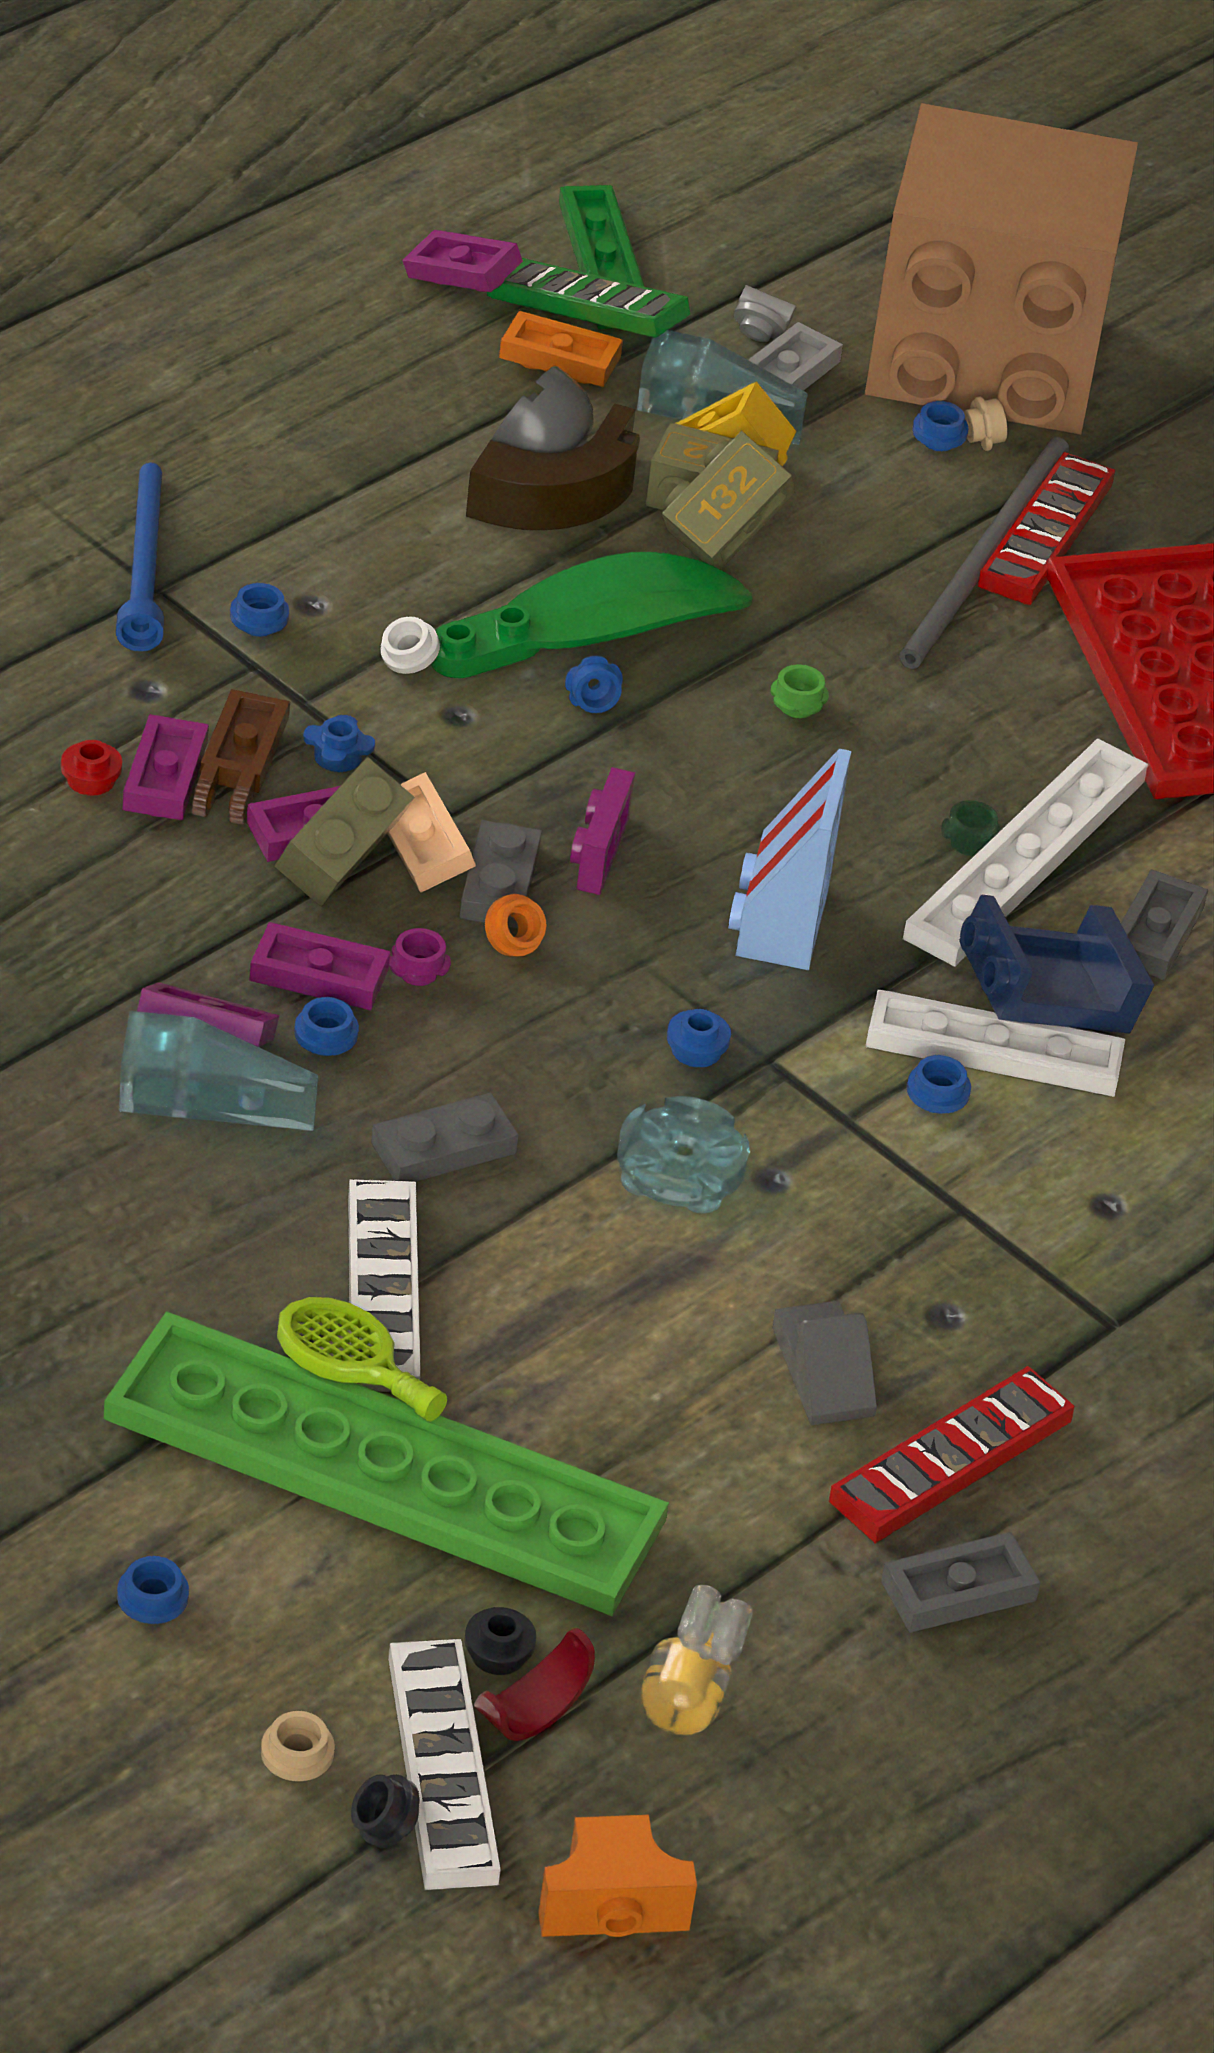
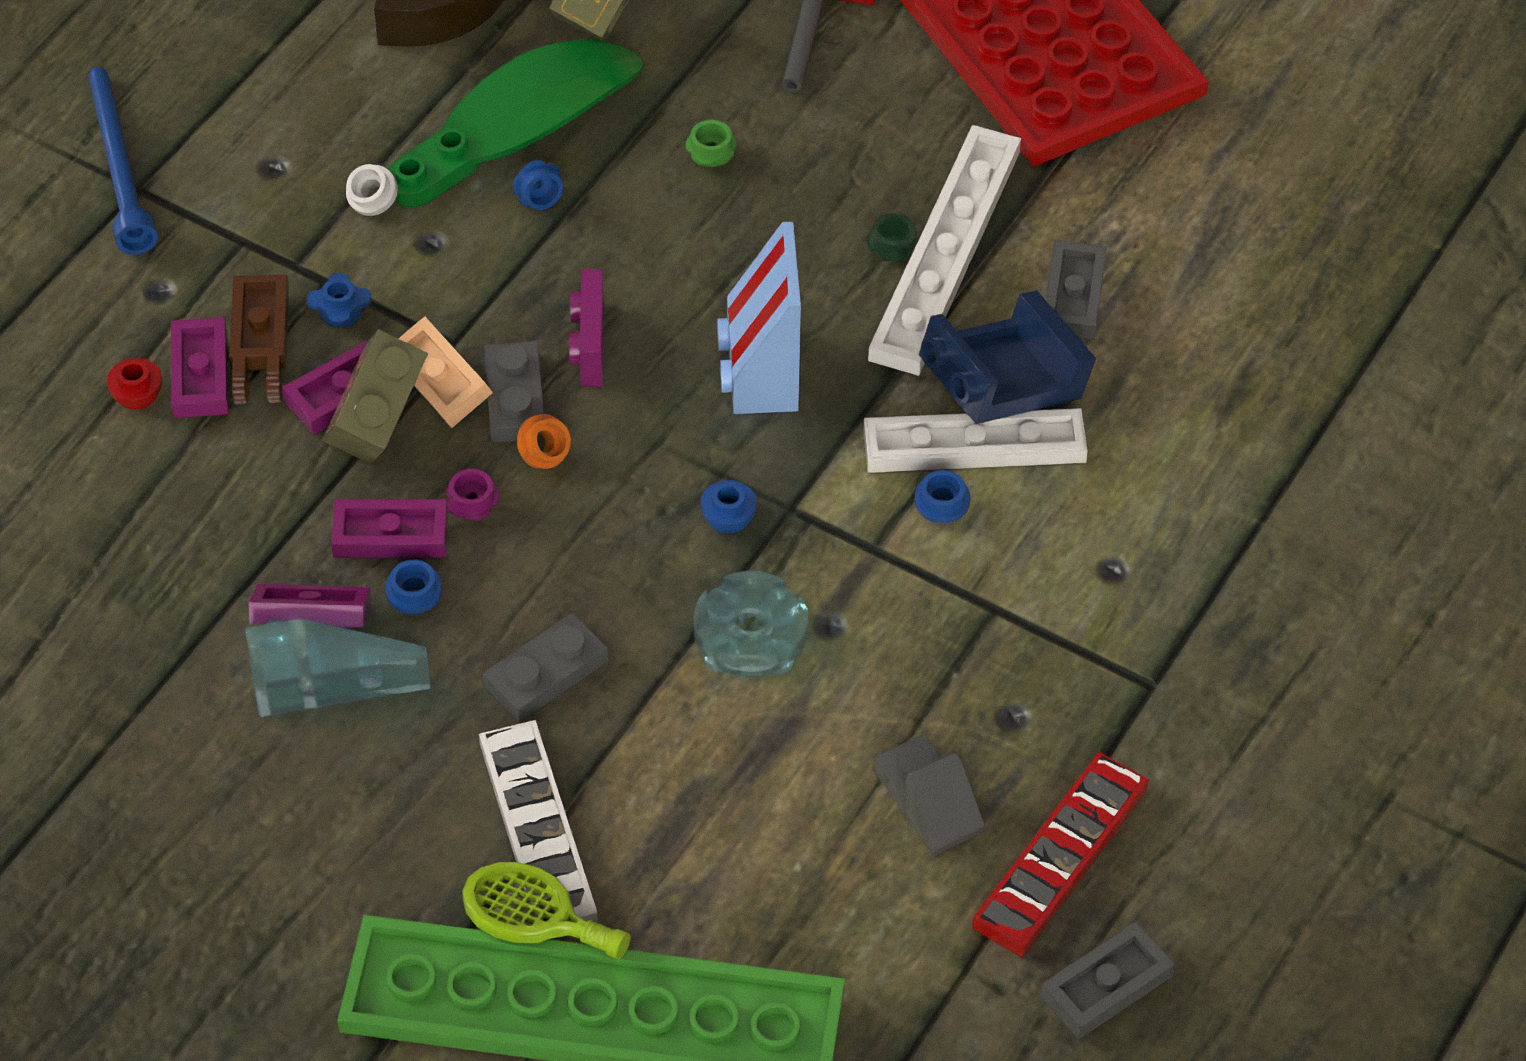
camera: 10 degrees left, 10 degrees up
(259, 610) = (232, 188): blue plate -> none

